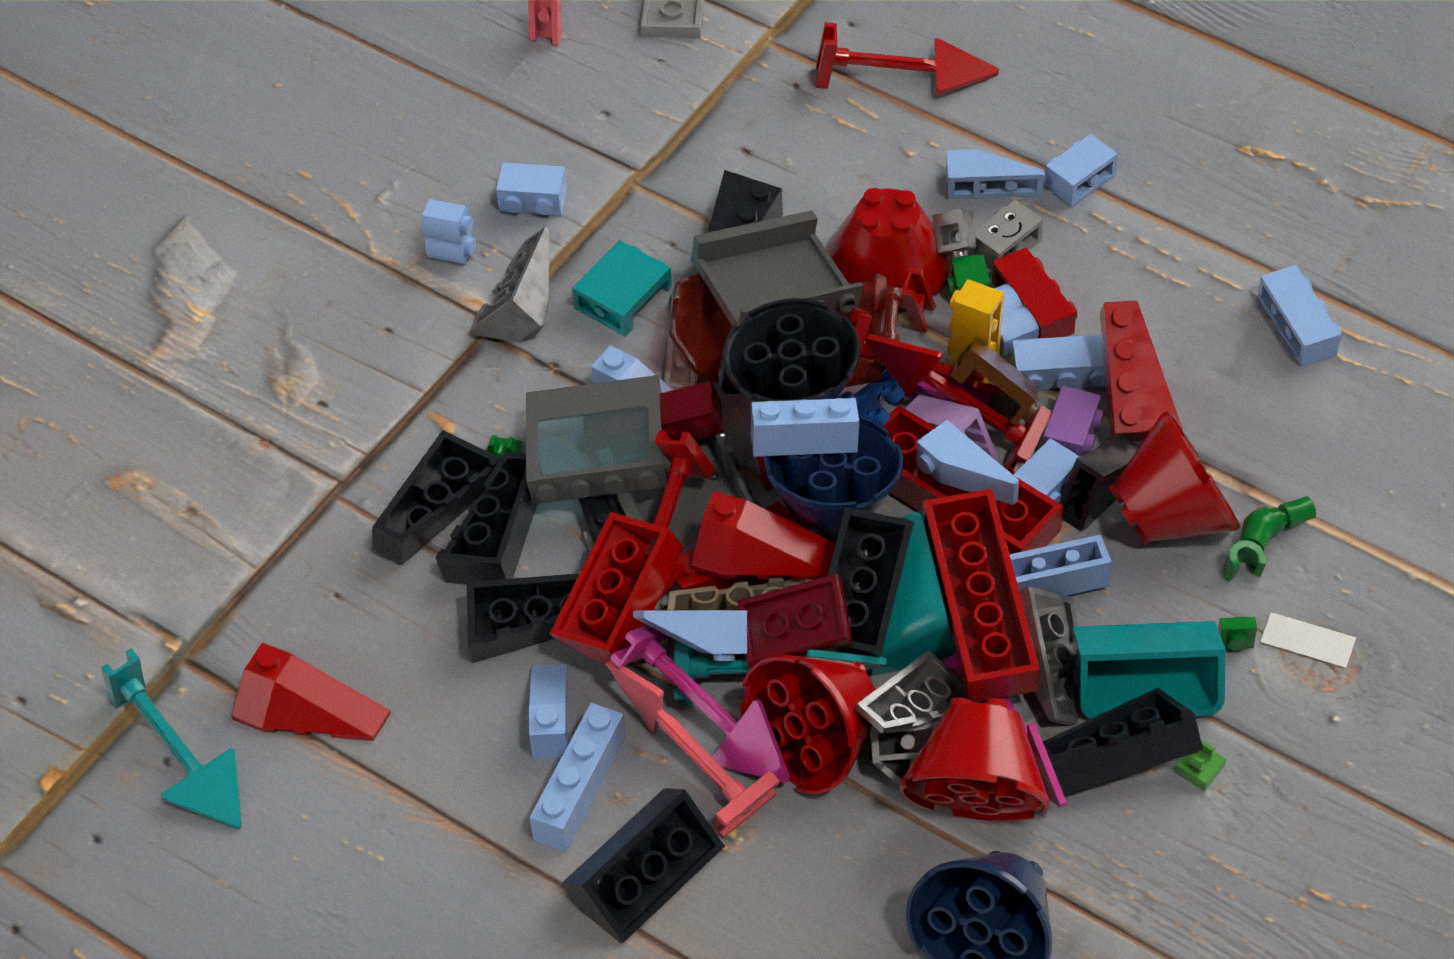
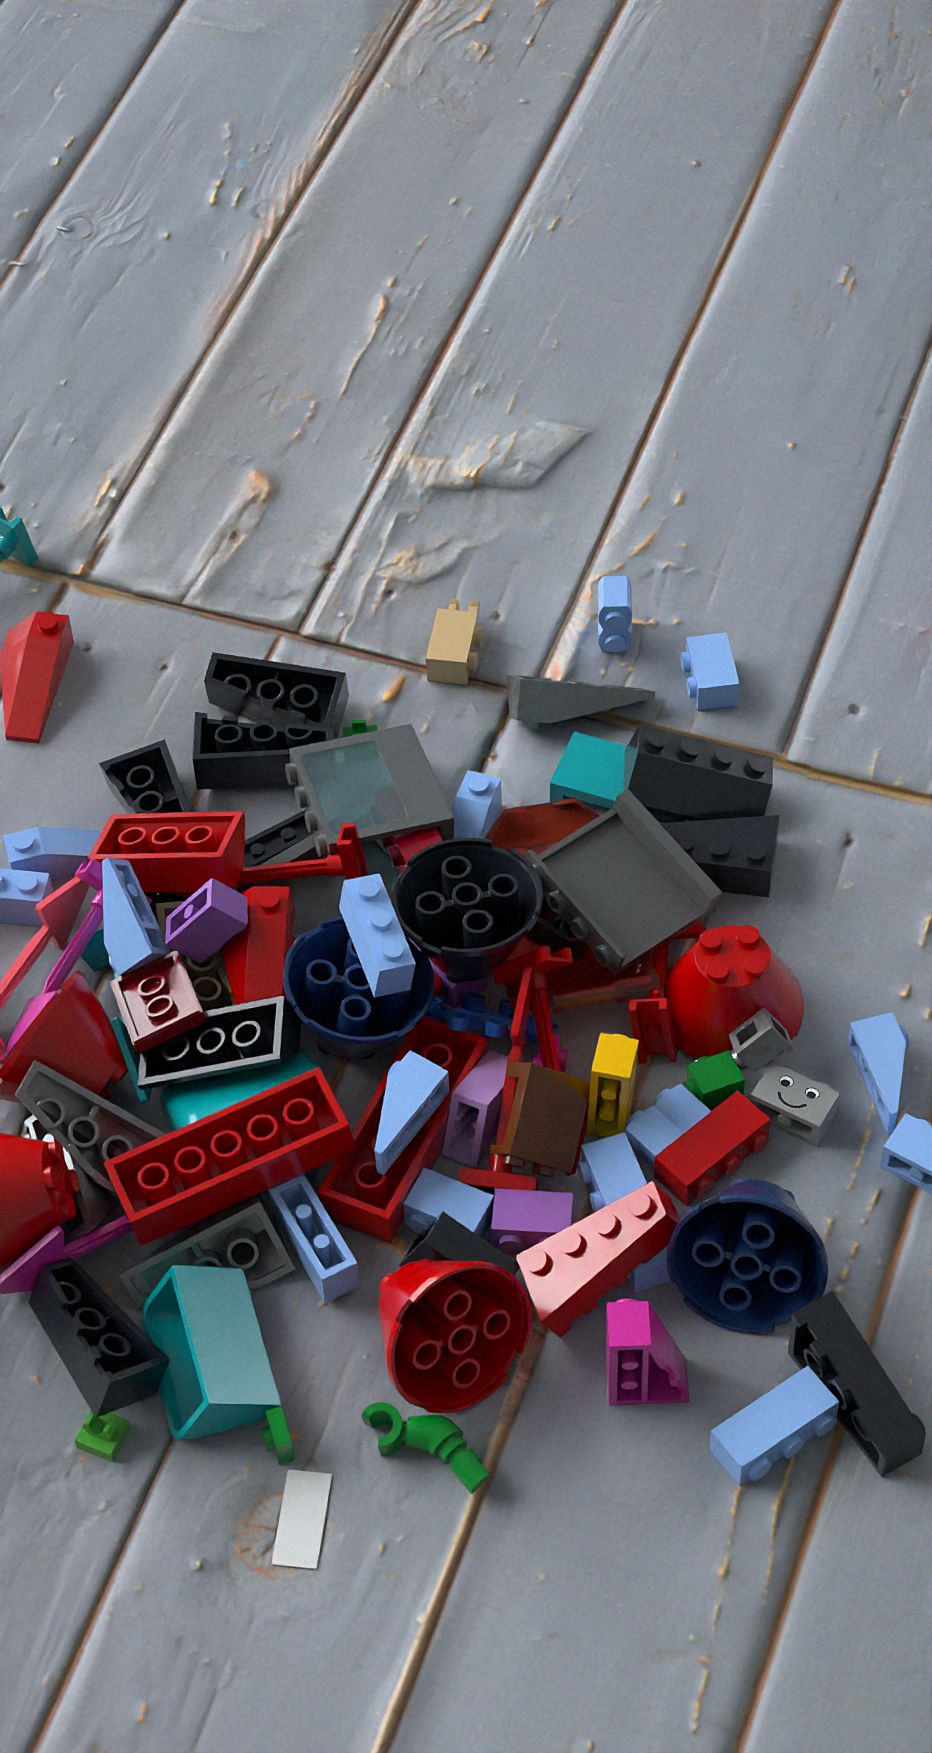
camera: 75 degrees right, 0 degrees up
(416, 359) = (453, 644): none -> tan hinge
(663, 216) = (695, 777): none -> black slope
(727, 561) = (206, 921): none -> medium lavender brick
(1163, 269) = (747, 1258): none -> dark blue cone
(1232, 371) = (642, 1357): none -> dark pink wedge
(1251, 252) = (868, 1400): none -> black wedge

